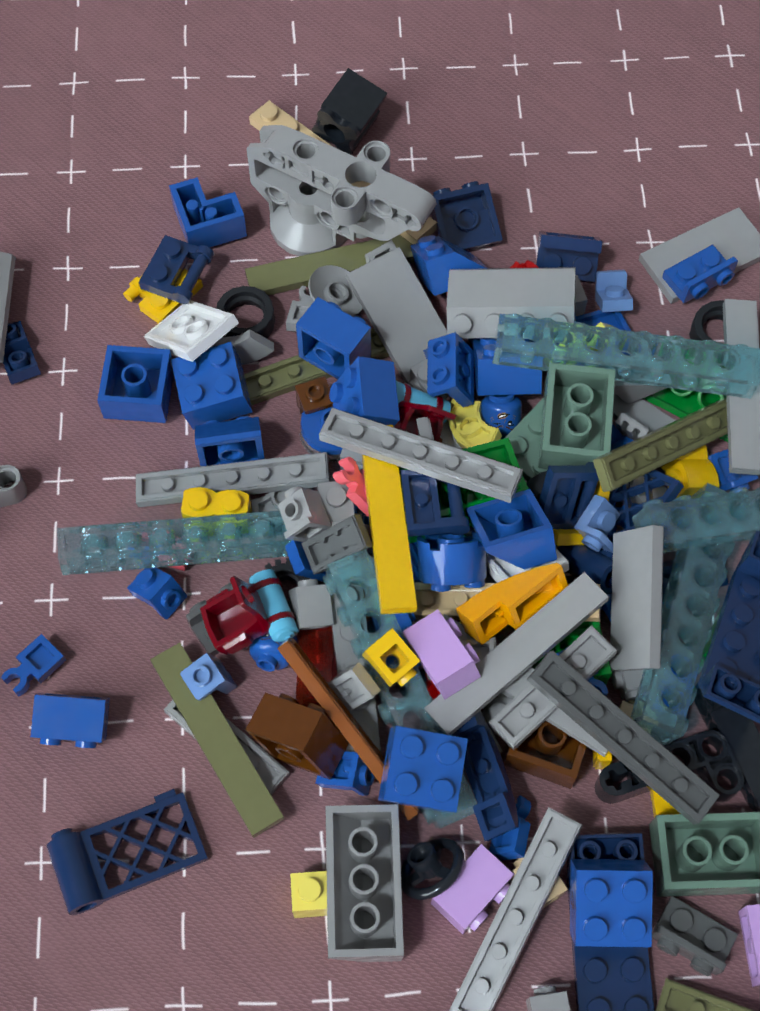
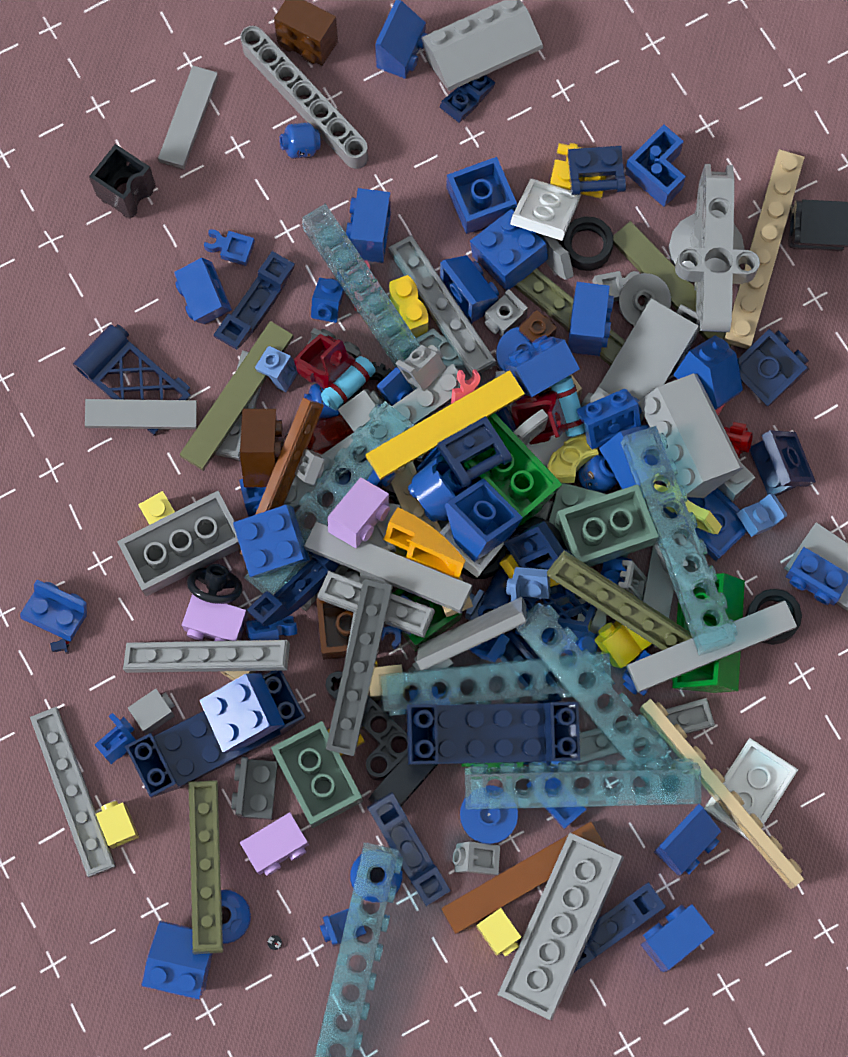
camera: 65 degrees right, 10 degrees up
(101, 497) = (370, 223): none -> blue brick
(115, 667) = (256, 302): none -> dark blue slope
(176, 861) = (140, 414): none -> light grey tile
(277, 423) = (516, 314): none -> light grey brick
(336, 543) = (408, 400): dark grey plate -> none
(392, 645) = (332, 470): yellow brick -> none
(421, 455) = (504, 424): light grey tile -> none

